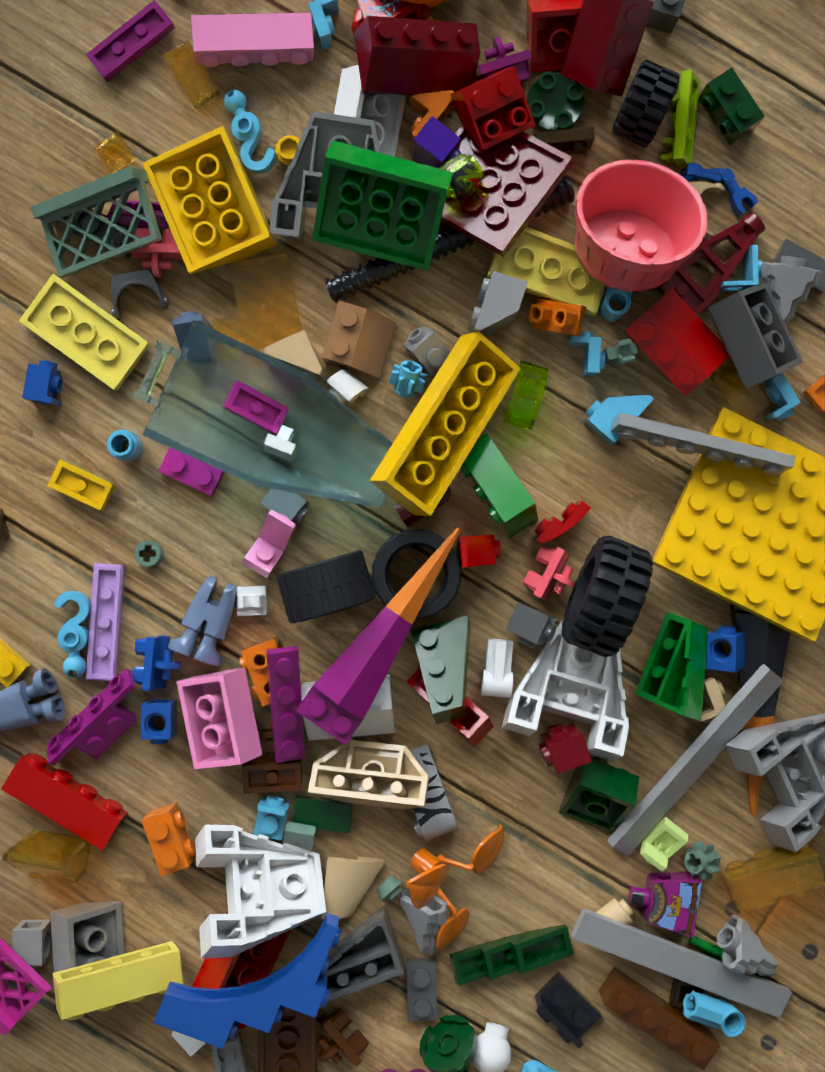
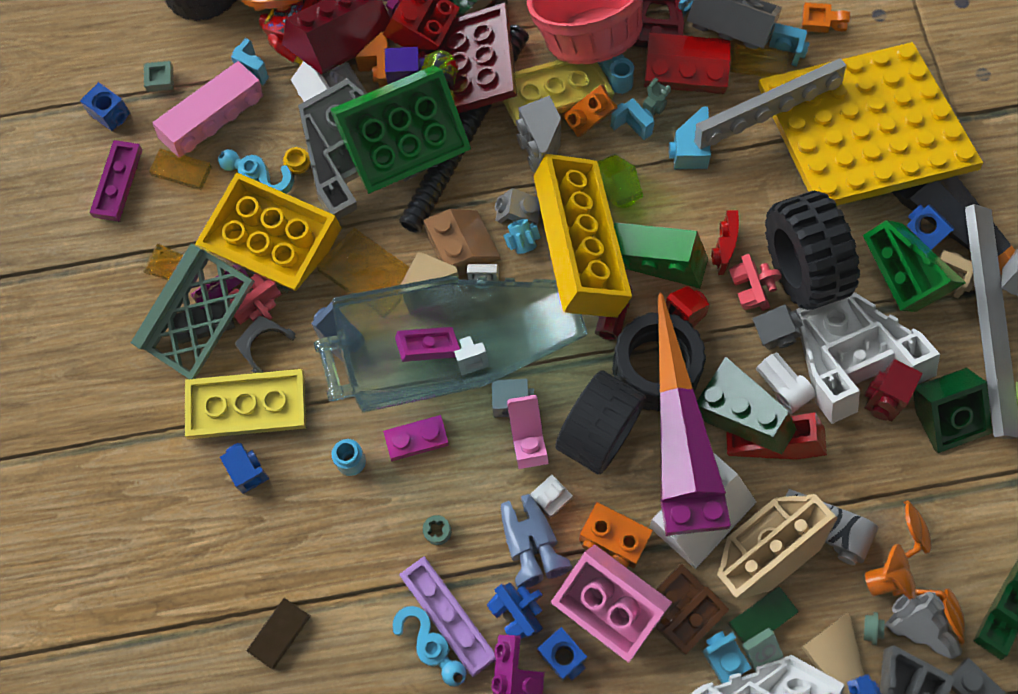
camera: 35 degrees left, 20 degrees down
(81, 485) = (337, 520): yellow plate -> none
(284, 700) = (653, 544): magenta plate -> none

